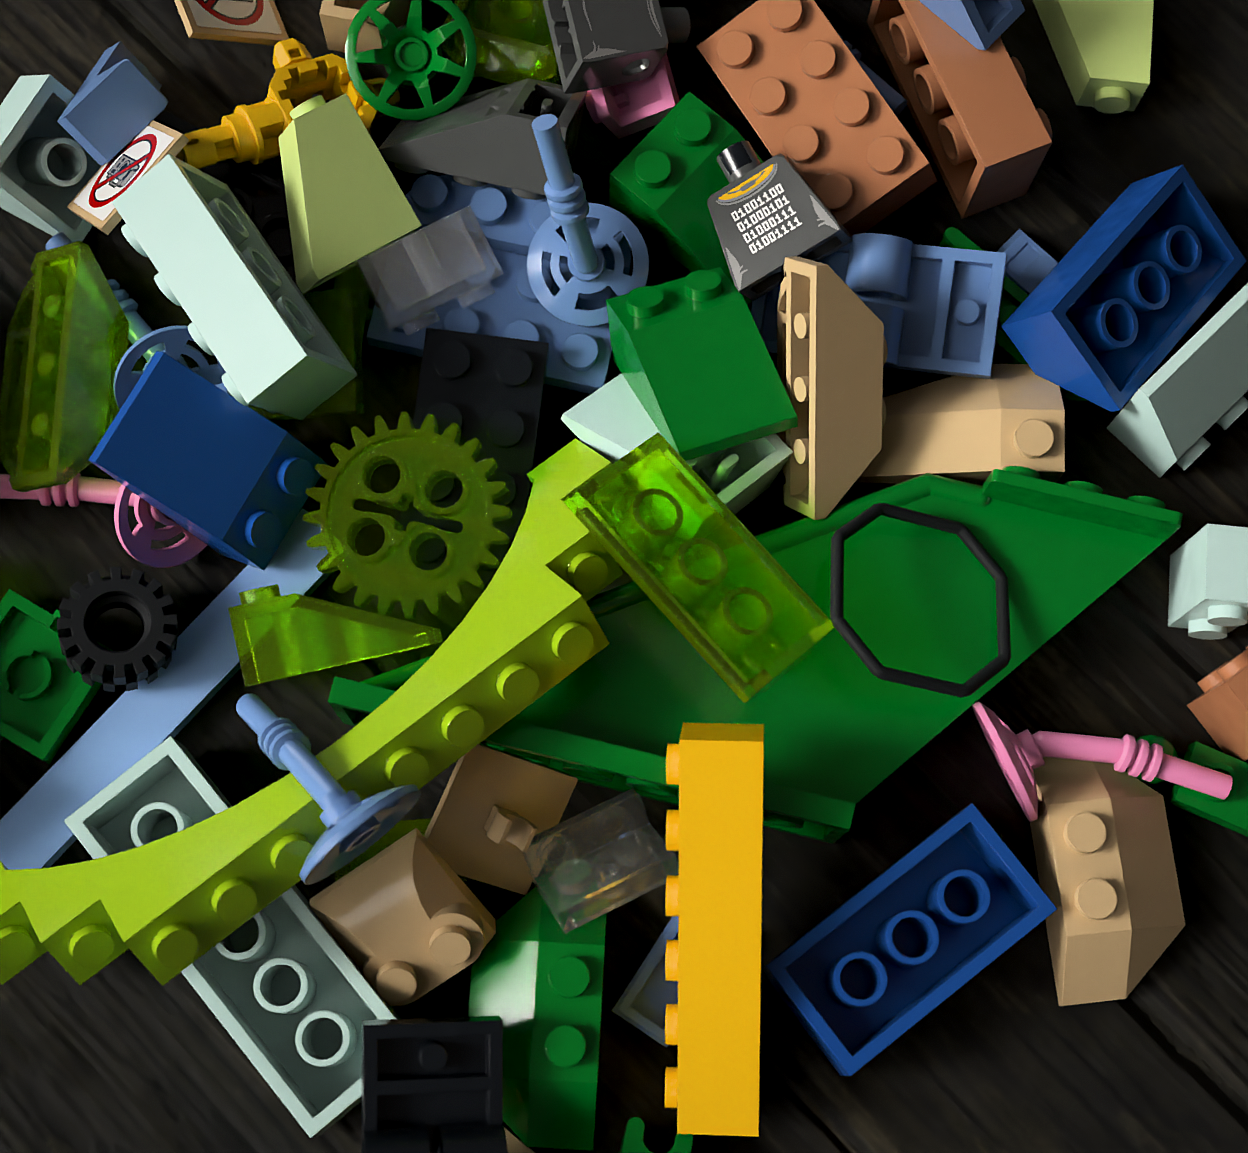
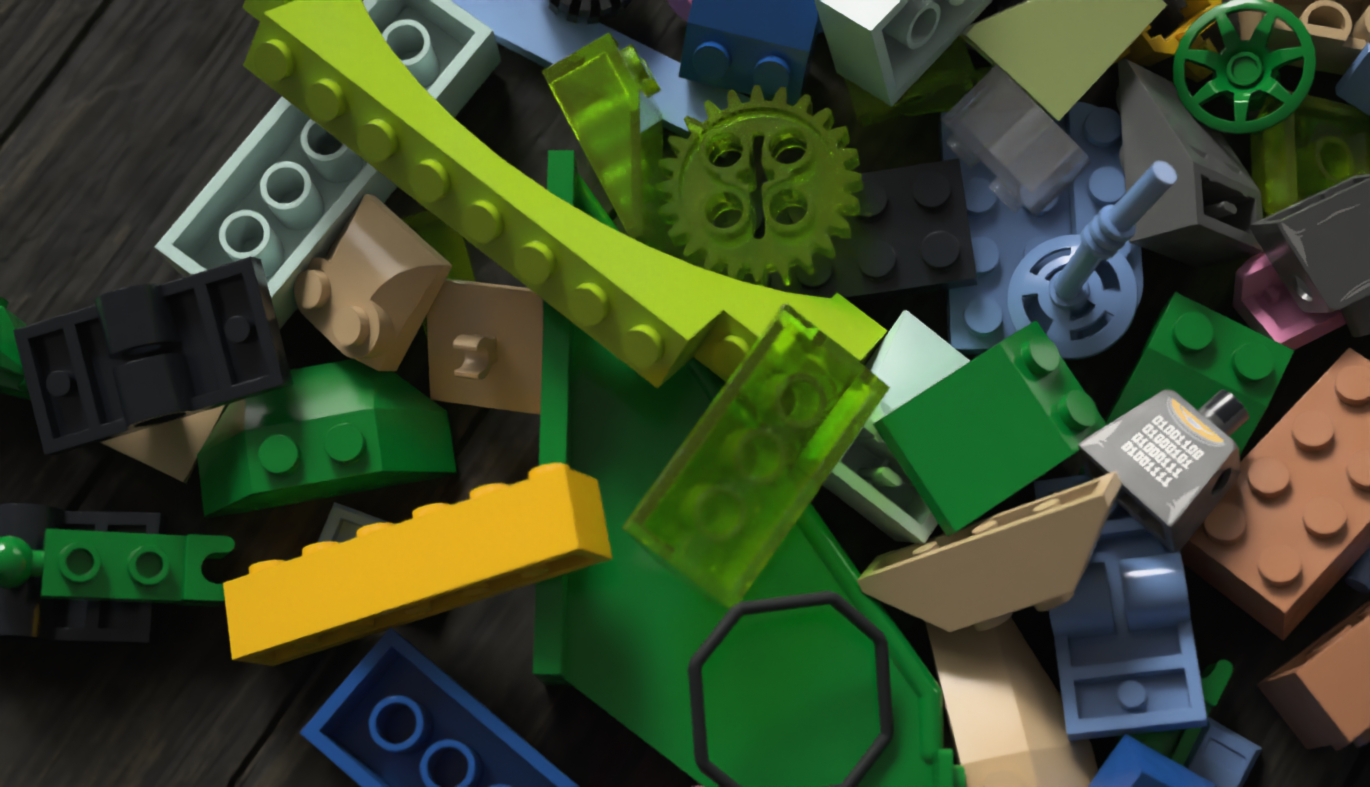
camera: 85 degrees right, 0 degrees up
(349, 821) = (411, 171): medium blue dish -> none
(599, 860) = (464, 443): clear bracket -> none

